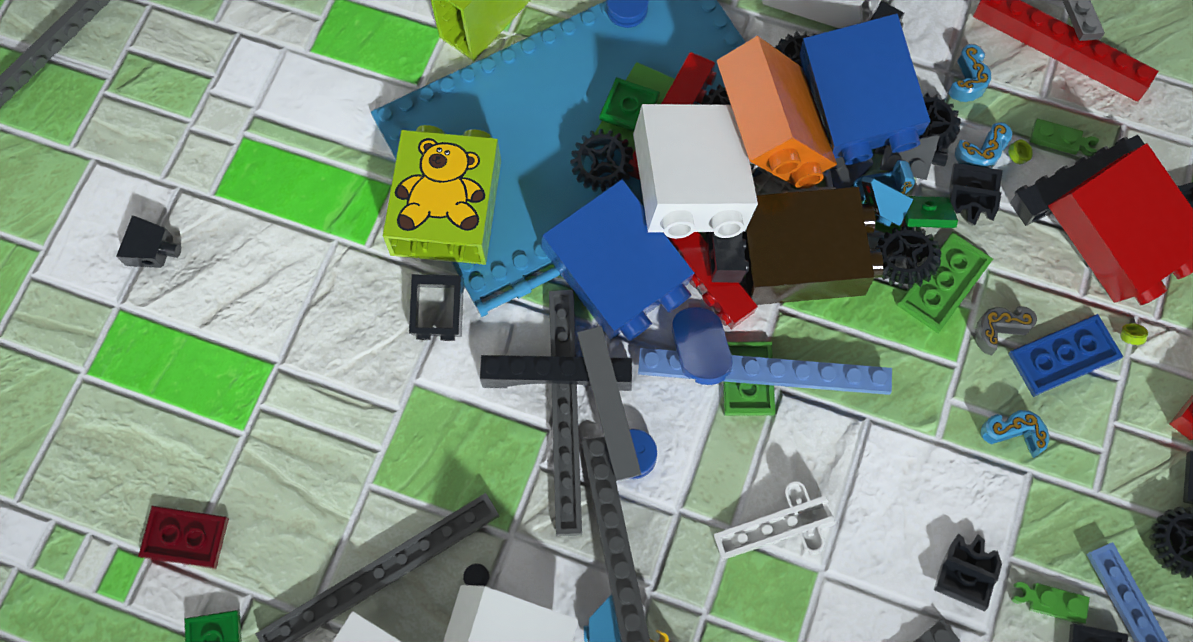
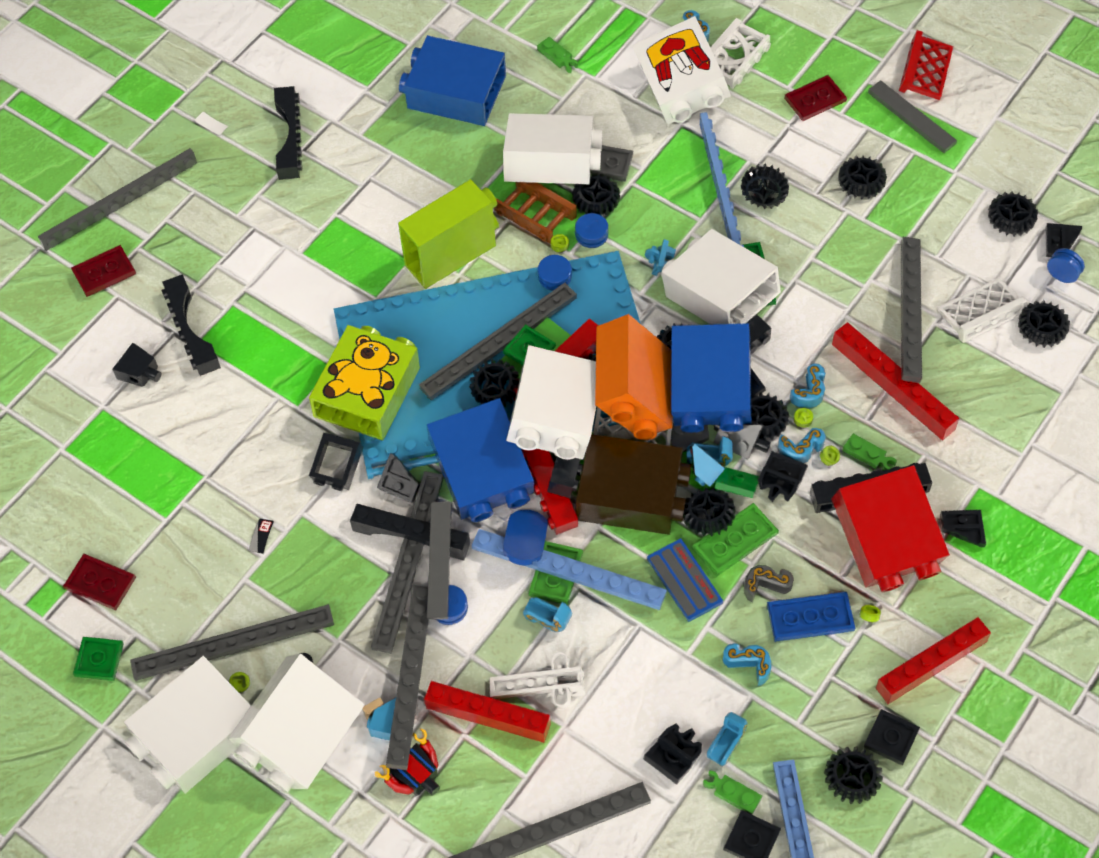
camera: 15 degrees right, 10 degrees down
(66, 131) = (103, 270): none -> dark red plate
(225, 206) = (201, 351): none -> black arch
(370, 423) = (260, 535): none -> sticker
(404, 624) = (240, 681): none -> lime tile
(521, 310) = (398, 480): none -> black wing
(584, 615) = (368, 709): none -> tan tile
(585, 107) = (496, 342): none -> dark grey plate
(728, 580) = (487, 711): none -> red brick
(759, 436) = (547, 614): none -> dark azure animal
(904, 348) = (684, 580): none -> tile
(973, 113) = (803, 417): none -> lime tile
(1026, 537) = (727, 738): none -> dark azure animal

